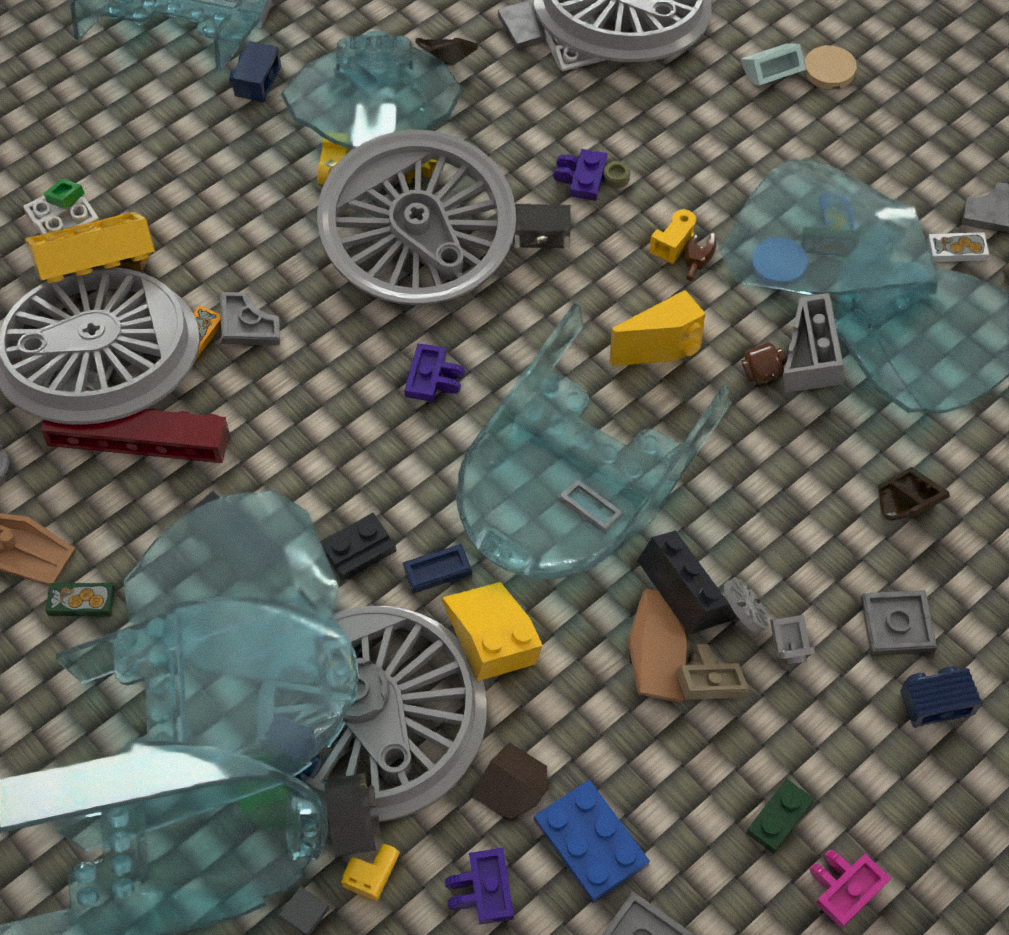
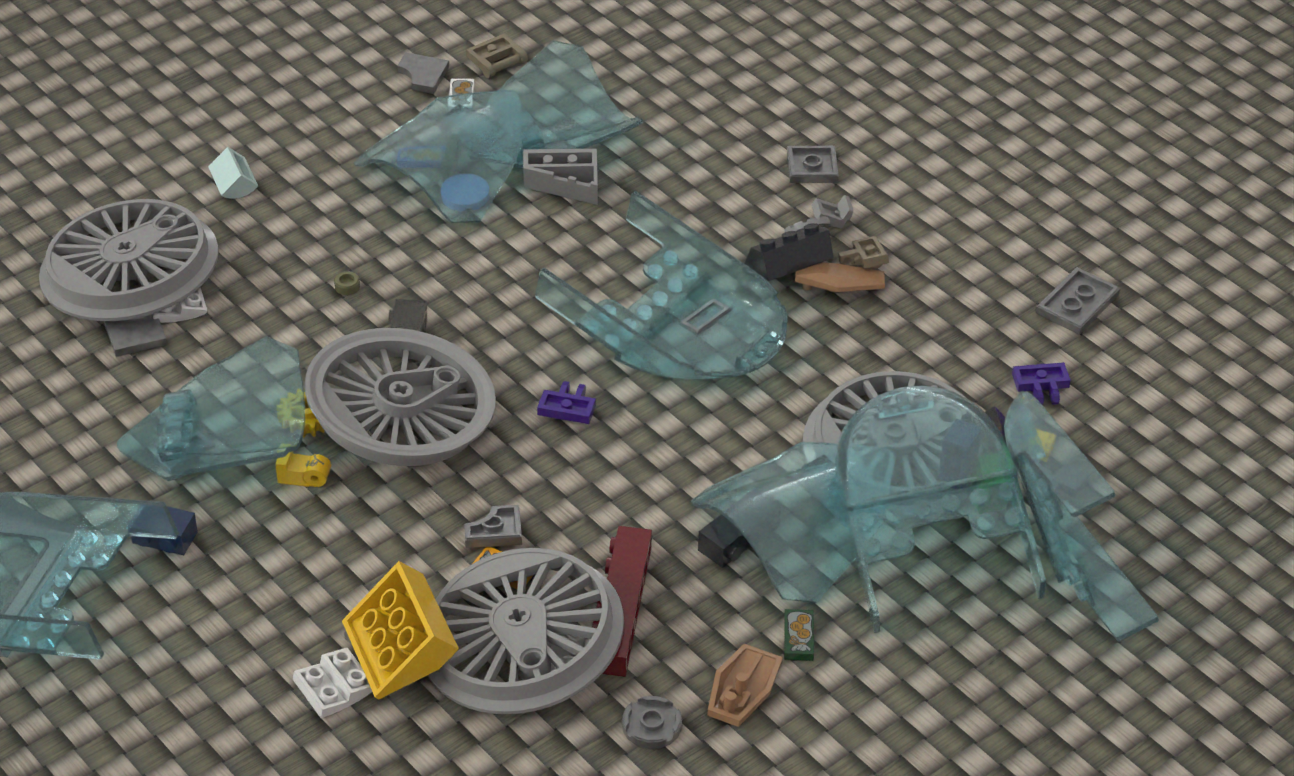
camera: 90 degrees left, 15 degrees down
(64, 193) = (323, 662): green plate -> none
(358, 546) = (741, 450): black plate -> none
(437, 568) = (766, 406): dark blue tile -> none
(448, 49) = (172, 378): dark brown slope -> none
(493, 630) = (827, 365): yellow slope -> none
(512, 783) = (956, 366): dark brown slope -> none
(587, 176) = (344, 301): dark purple hinge -> none
(591, 841) = (997, 328): blue plate -> none
(659, 333) = (541, 243): yellow slope -> none
(673, 241) = (431, 246): yellow leg -> none
(698, 257) = (448, 237): reddish brown hand -> none
(764, 363) = (576, 205): reddish brown head -> none
(780, 816) = (970, 234): dark green plate -> none
(830, 67) = (245, 141): tan tile -> none
(852, 890) = (1024, 204): dark pink hinge -> none
(909, 495) = (706, 143): dark brown slope -> none
(940, 696) = (875, 146): dark blue brick -> none

